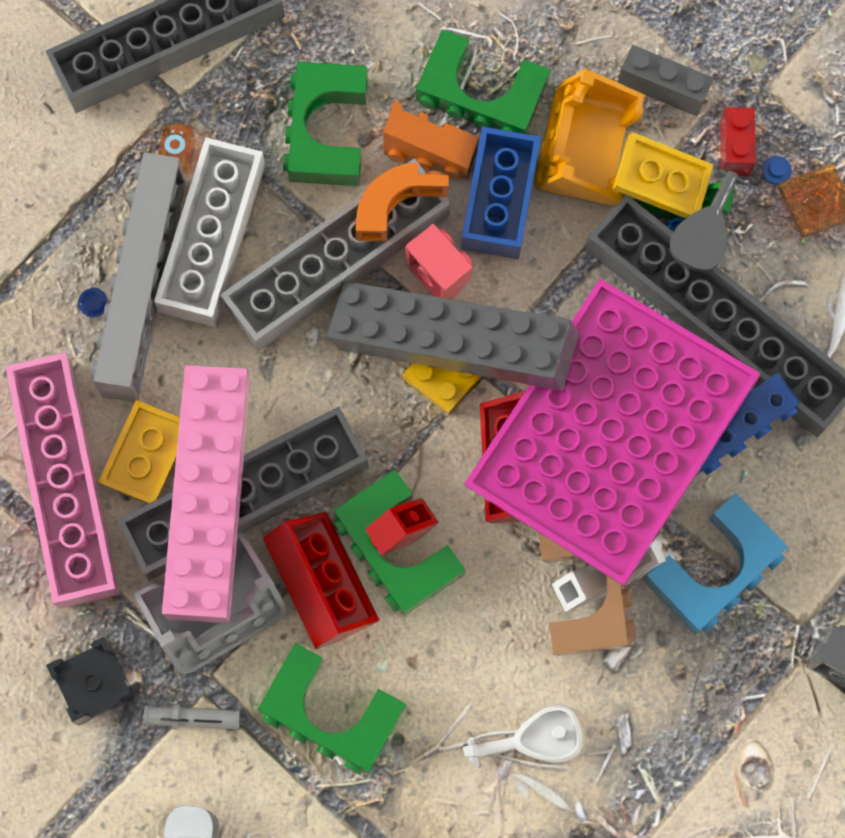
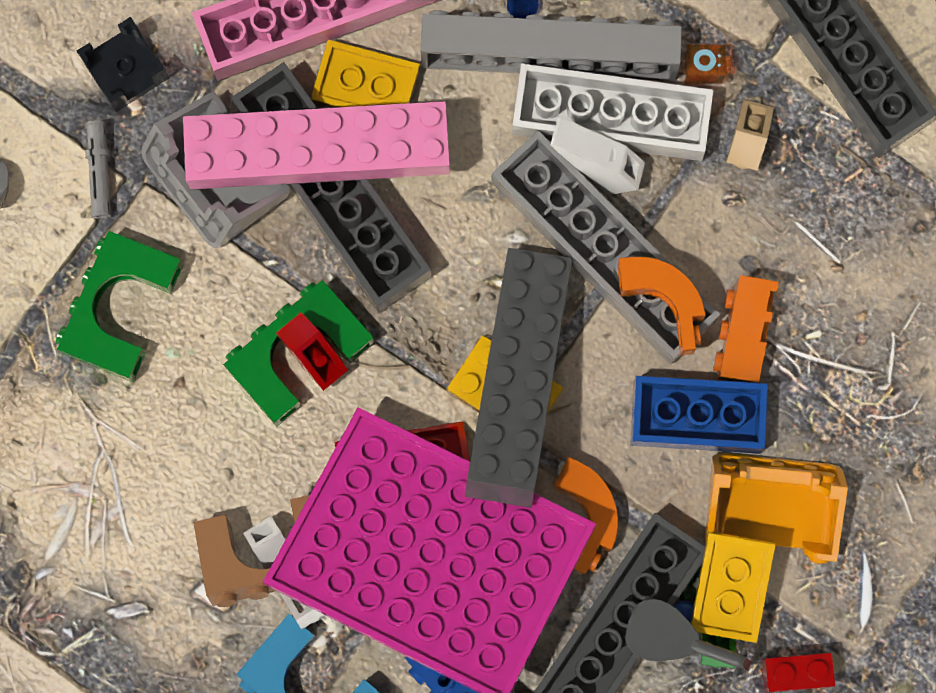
camera: 85 degrees right, 5 degrees up
(249, 118) = (750, 135): none -> tan slope
(255, 243) = (599, 158): none -> white slope
(316, 86) = (795, 197): green arch -> none
(320, 579) = (252, 278): red slope -> none
(438, 263) = (604, 355): coral slope -> none
(440, 89) = (796, 417): green arch -> none
(548, 736) = (116, 530): white piece -> none
(565, 293) = (594, 496): none -> orange arch
(665, 80) = (860, 584): dark grey brick -> none

